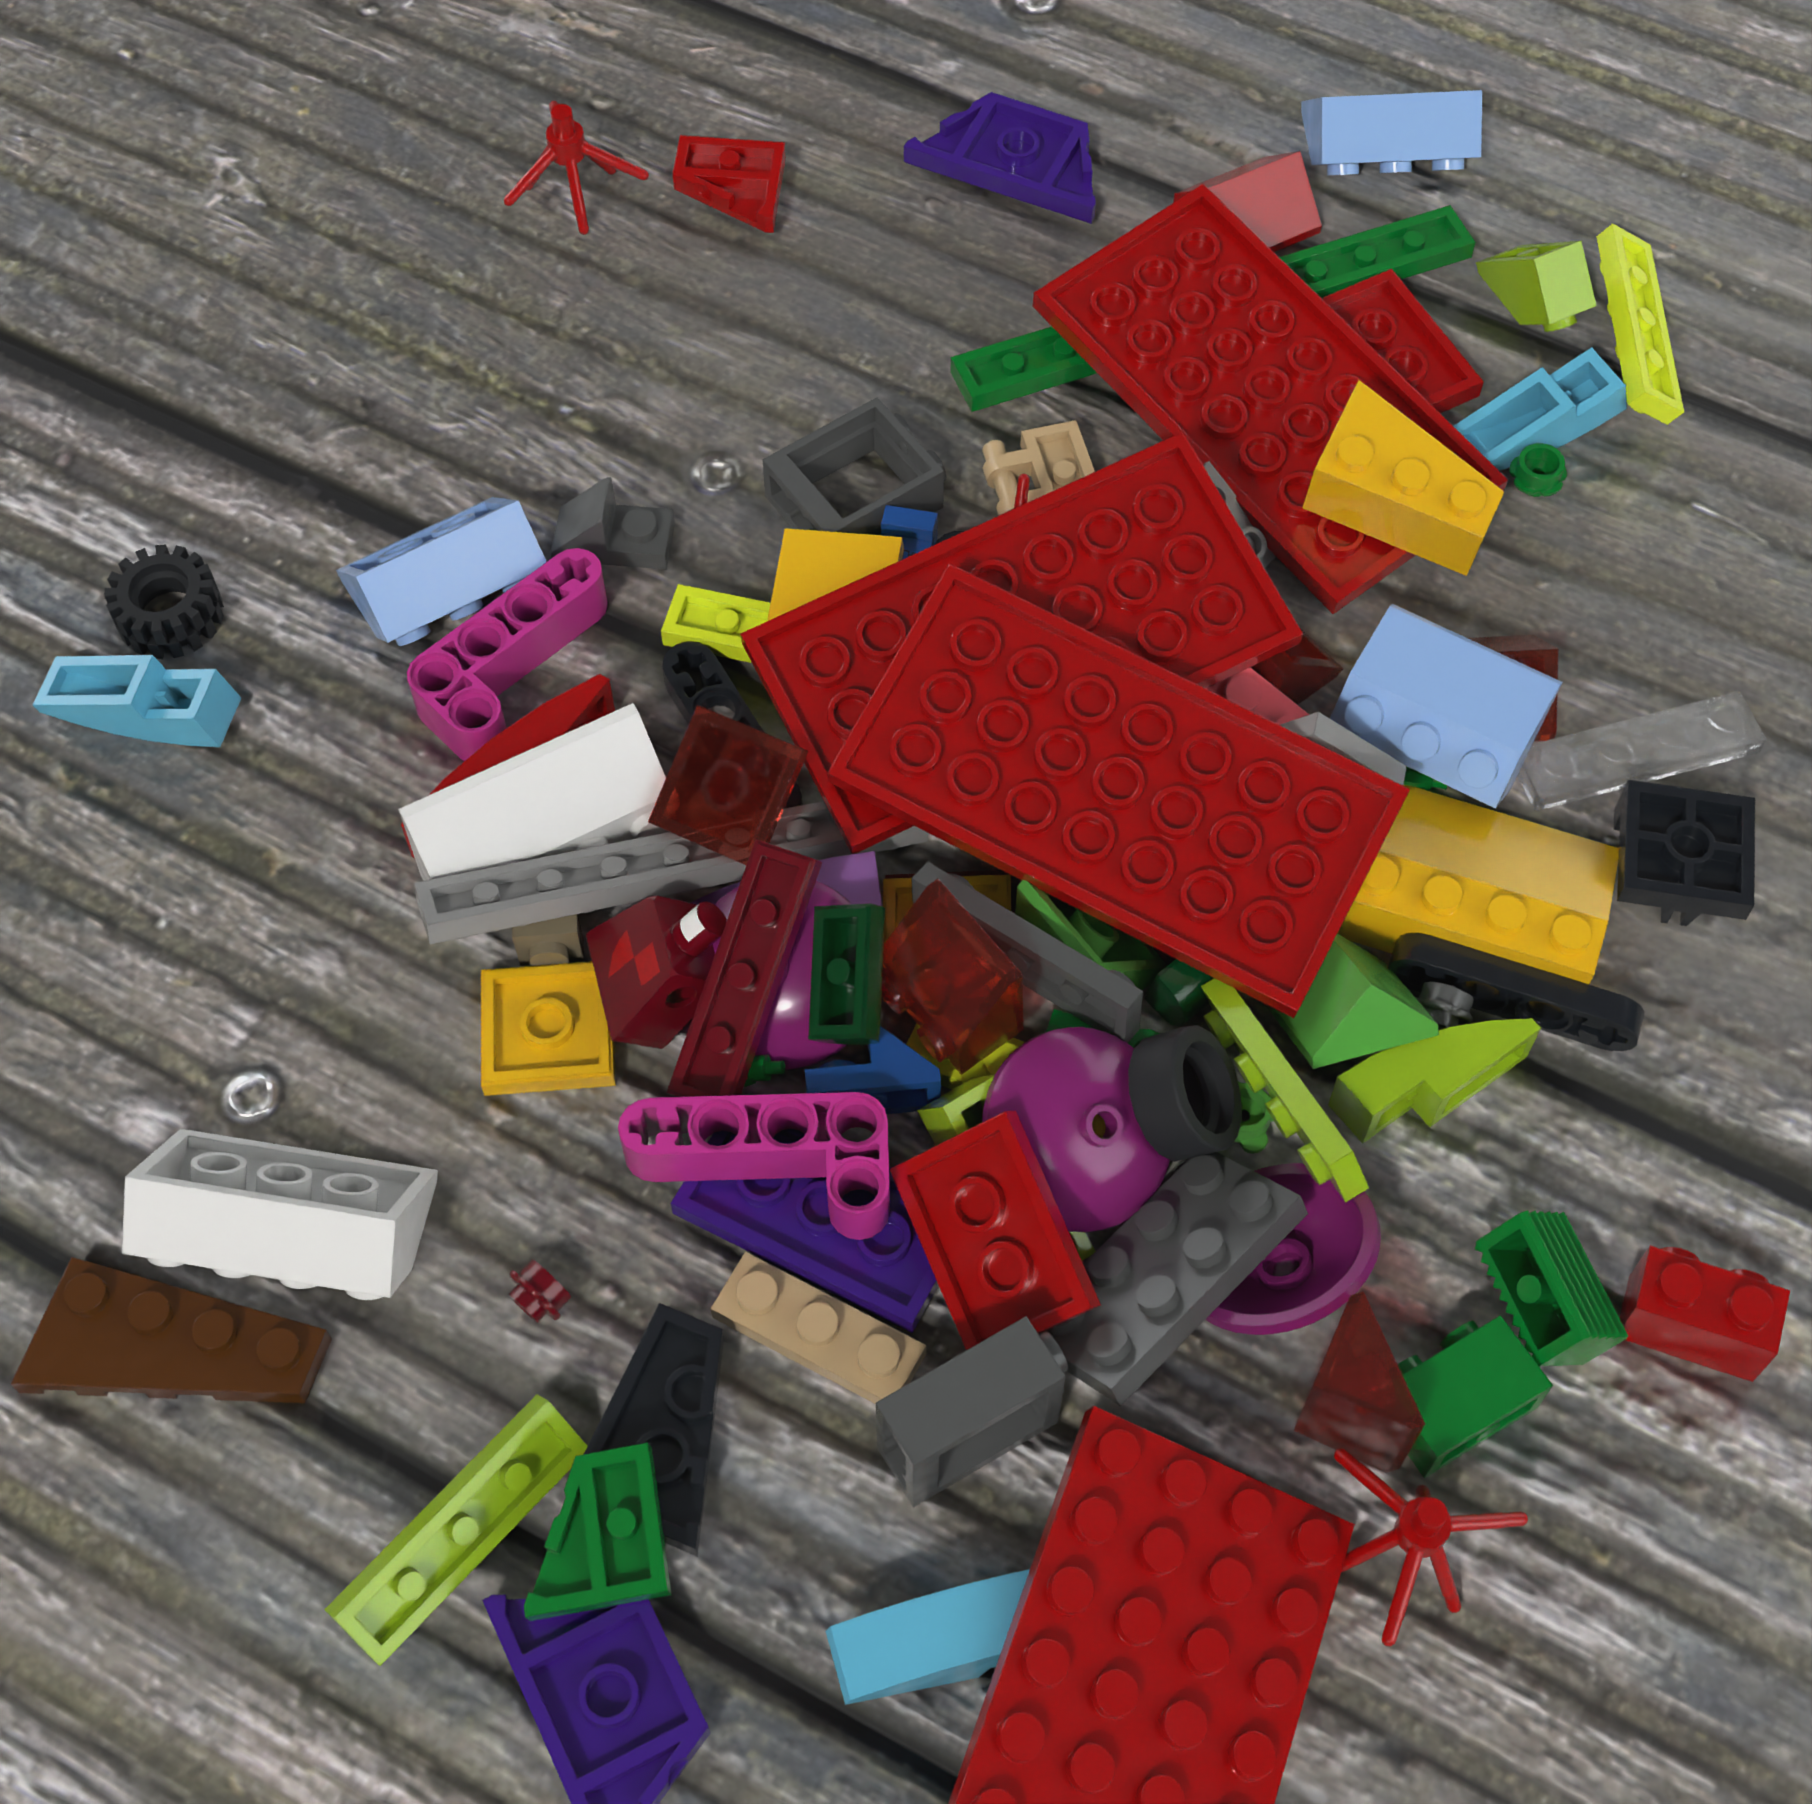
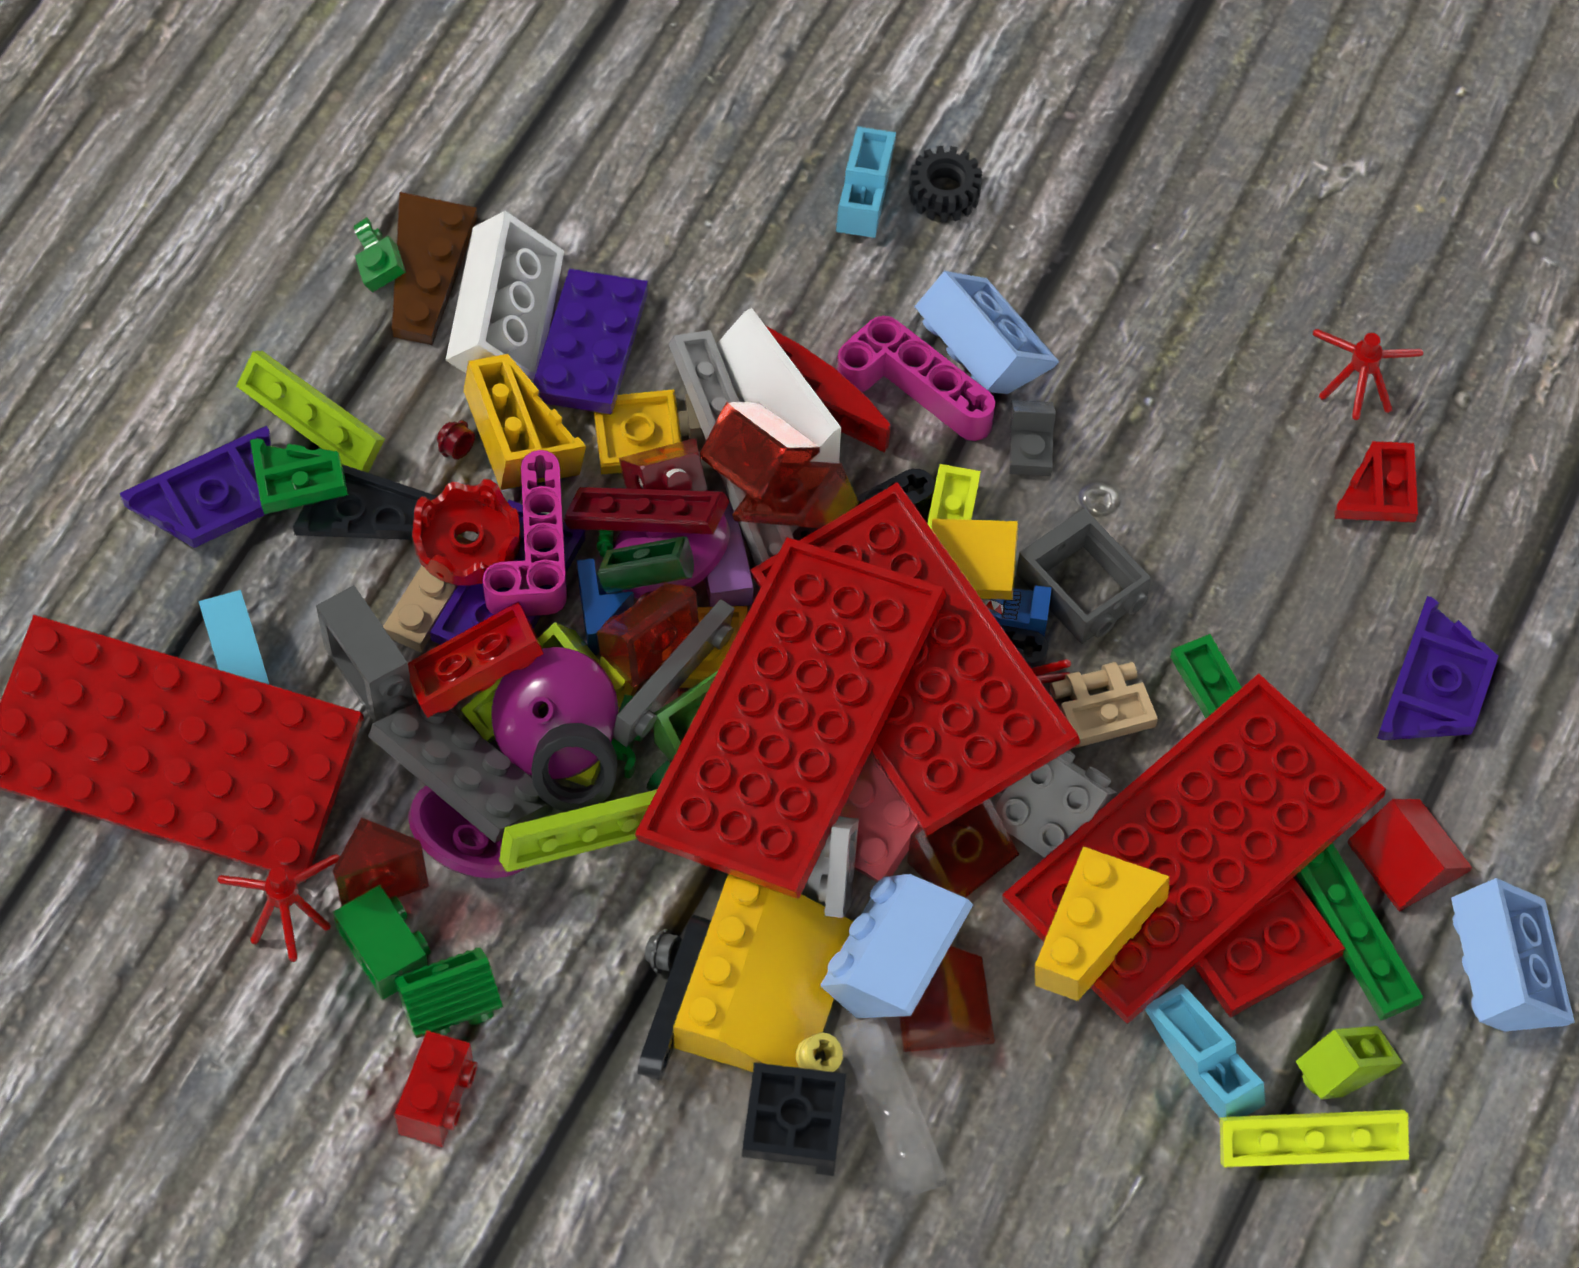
camera: 85 degrees right, 0 degrees up
(152, 1417) = (380, 259): none -> green plate
(375, 1085) = (590, 340): none -> dark purple plate
(530, 1190) = (516, 420): none -> yellow wedge
(655, 818) = (756, 449): none -> clear red slope
(742, 1206) = (459, 510): none -> red plate
(1354, 1009) = (656, 885): bright green slope -> none
(1429, 1074) = (607, 935): lime slope -> none
(1539, 470) = (1152, 1041): green plate -> none
(1585, 823) = (822, 1041): none -> light yellow bush

